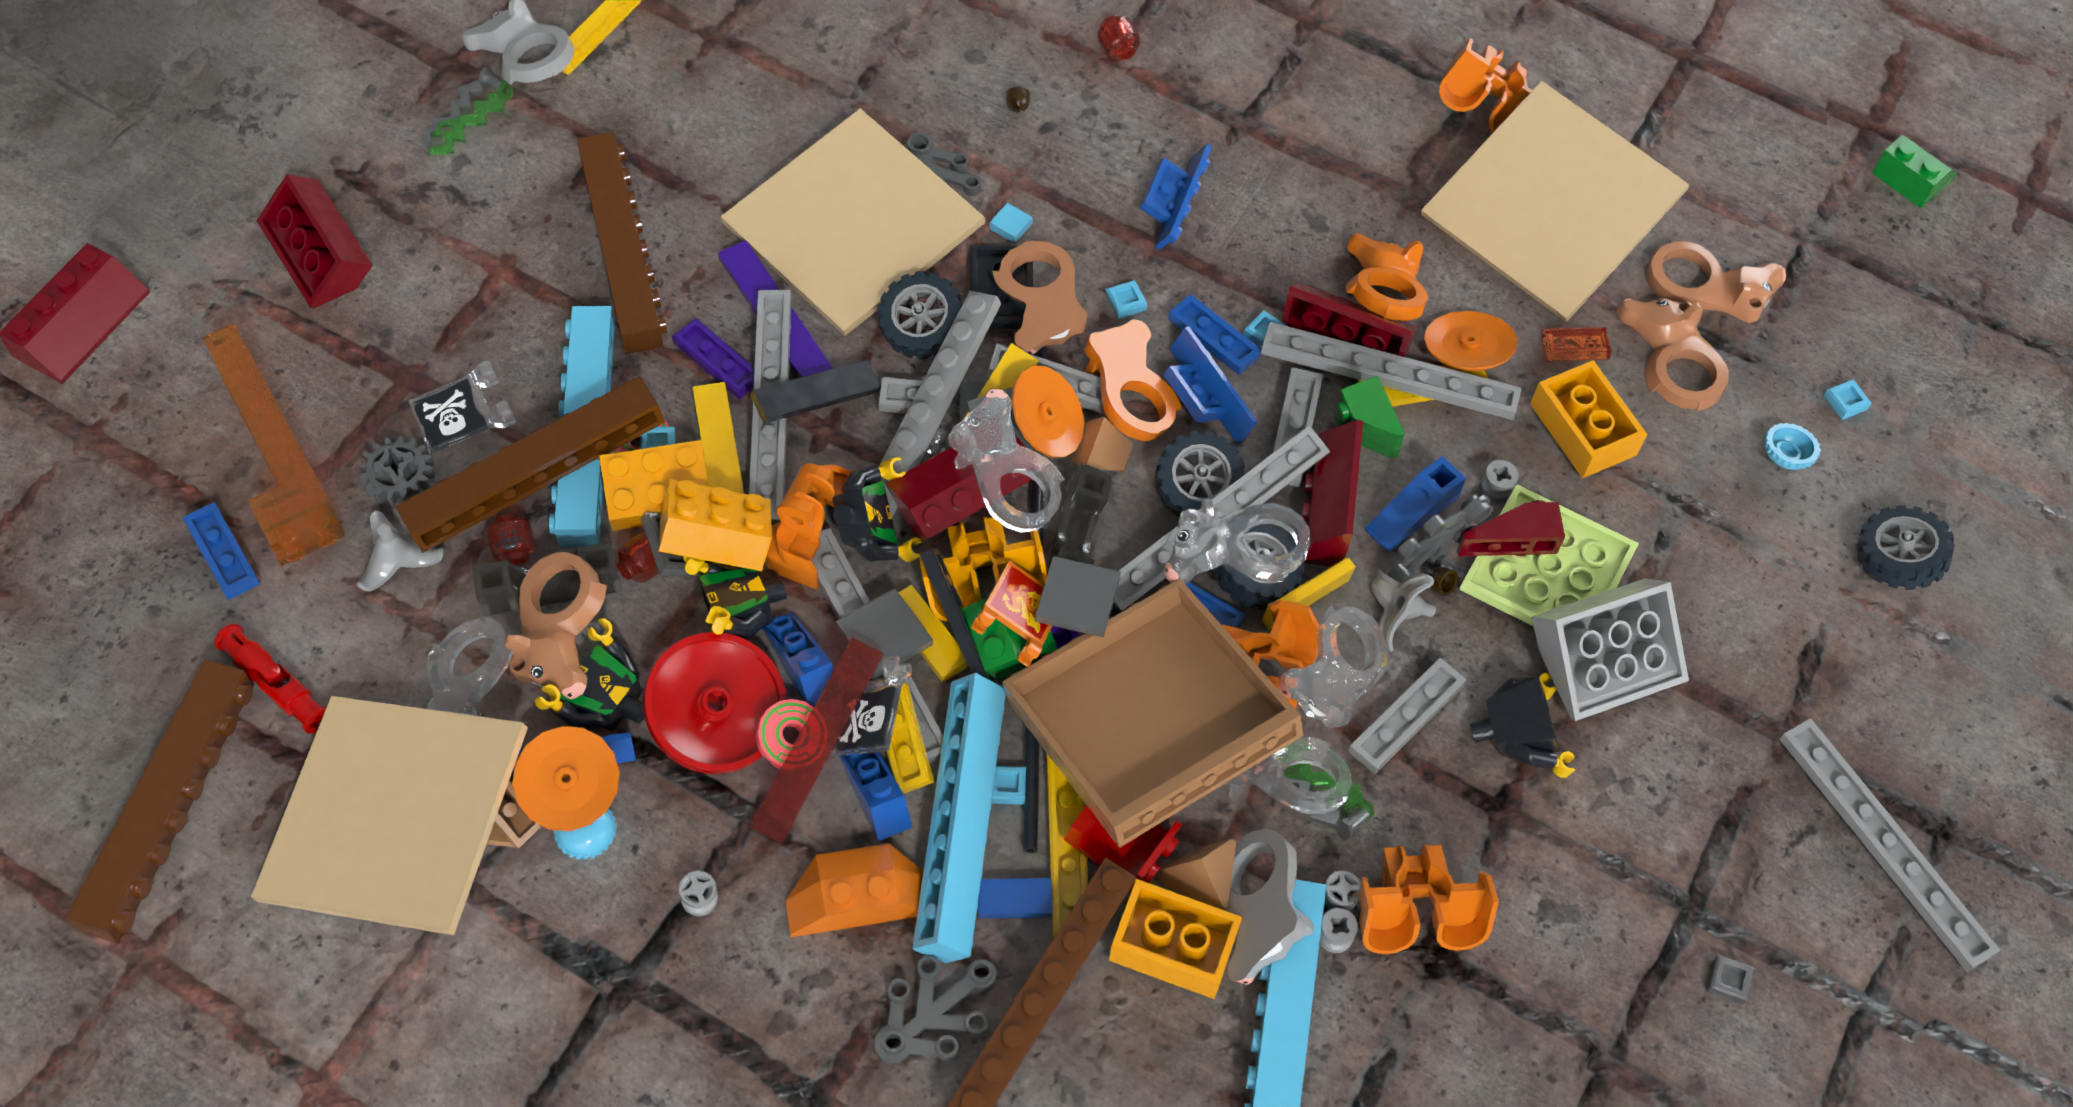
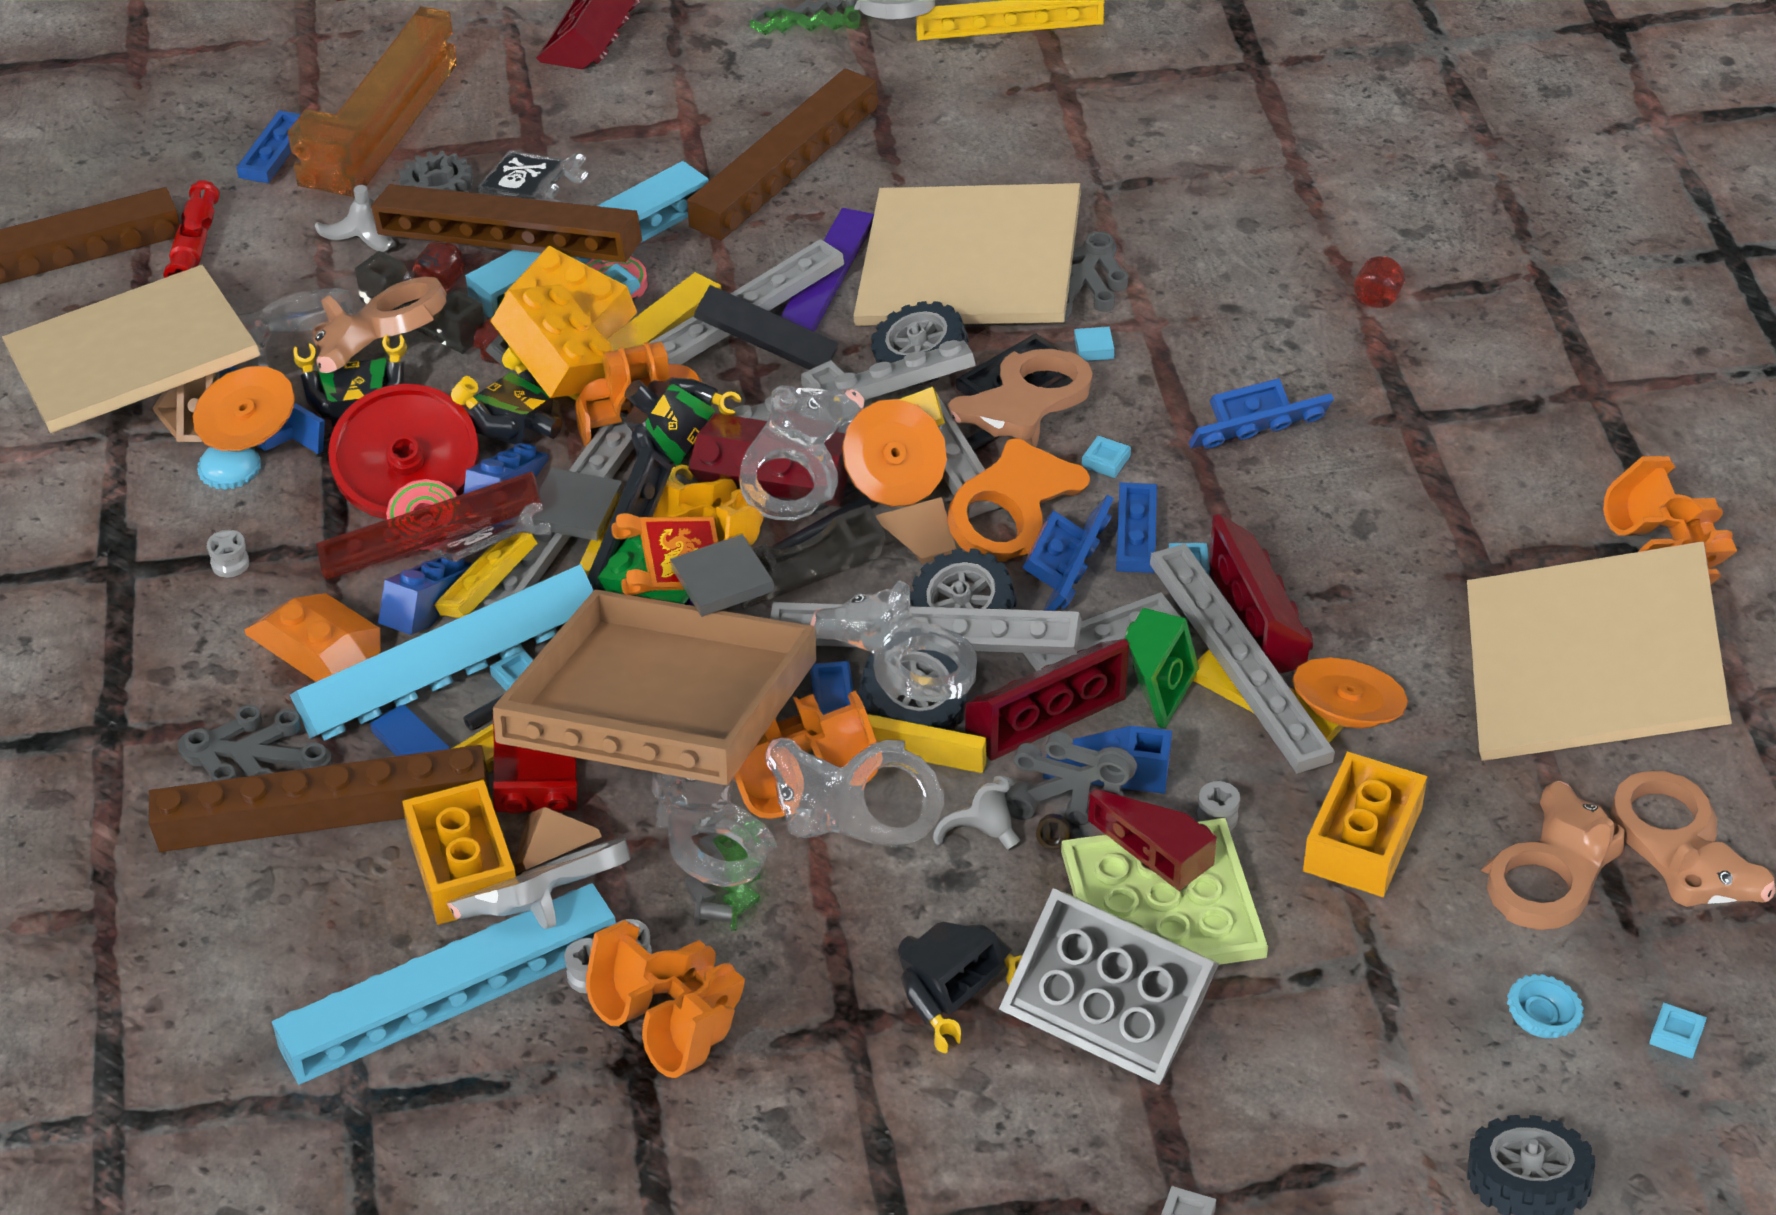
camera: 55 degrees right, 15 degrees down
(716, 357) = (742, 260): dark purple tile -> none
(1017, 99) = (1230, 269): dark brown hinge -> none
(1390, 267) = (1361, 591): orange animal -> none
(1407, 716) = (872, 887): light grey plate -> none
(1576, 344) = (1462, 780): clear red tile -> none

